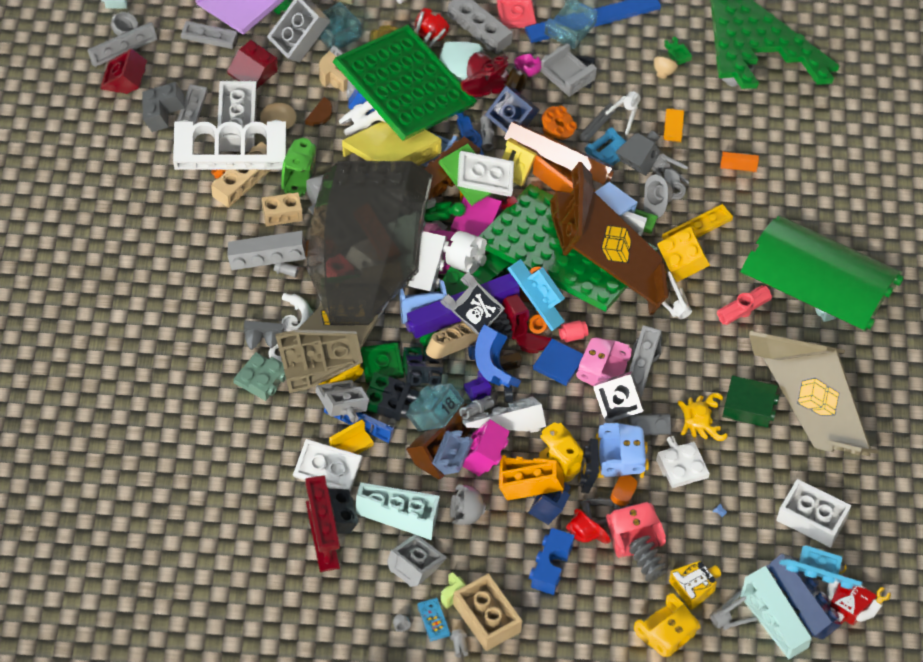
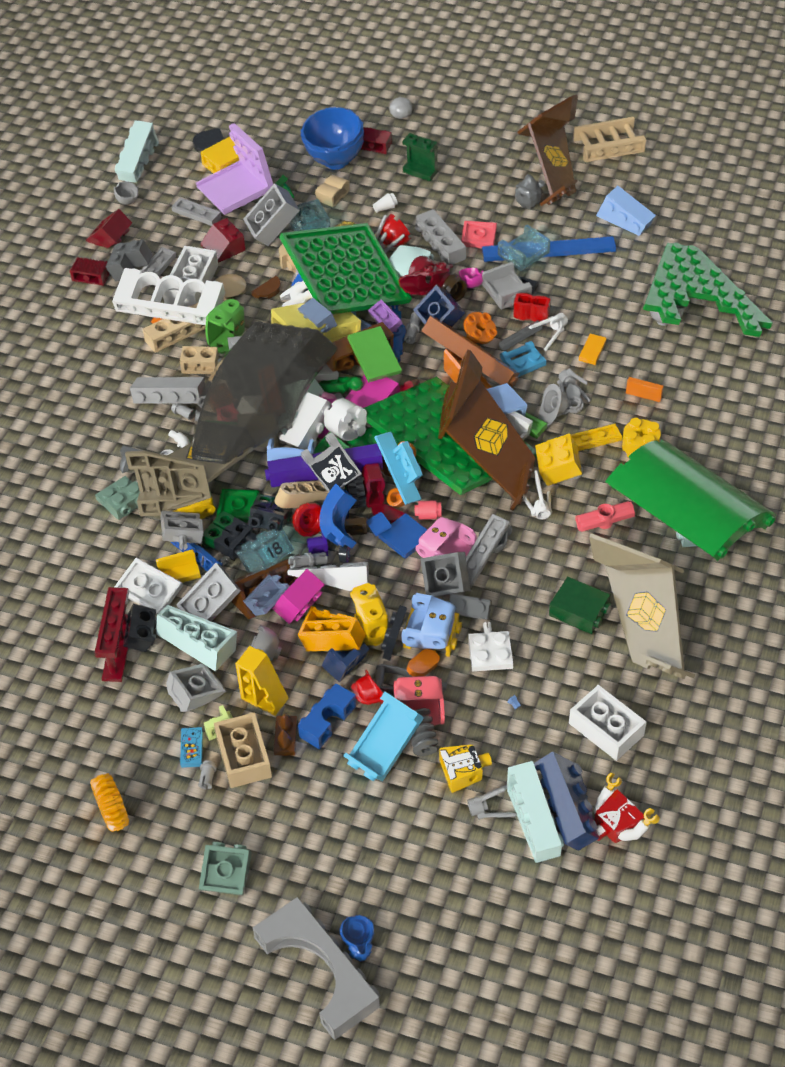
camera: 20 degrees right, 5 degrees down
(114, 47) = (127, 205): light grey tile -> none
(123, 126) = (89, 271): none -> dark red brick
(397, 463) = (210, 594): none -> light grey plate
(400, 141) = (318, 315): none -> sand blue hinge
(401, 622) = (158, 748): light grey hinge -> none
(460, 127) = (384, 314): none -> medium lavender tile
(461, 364) = (307, 519): none -> red hair
(482, 542) = (260, 682): none -> yellow wedge
(485, 173) = (388, 355): white tile -> none
(518, 588) = (285, 735): none -> reddish brown tile
(522, 161) = (431, 356): light yellow plate -> none
(531, 355) = (378, 524): none -> blue slope
(601, 90) = (531, 307): none -> red brick
(617, 572) = (384, 738): none -> medium azure panel
(640, 152) = (548, 364): dark grey torso -> none
(664, 66) = (600, 297): tan brick -> none
(668, 627) = (419, 805): yellow piece -> none
(677, 52) = (617, 288): green plate -> none
(698, 417) = (522, 611): yellow animal -> none
(753, 216) = (638, 433): none -> yellow brick
(821, 564) = (591, 771): medium azure bracket -> none

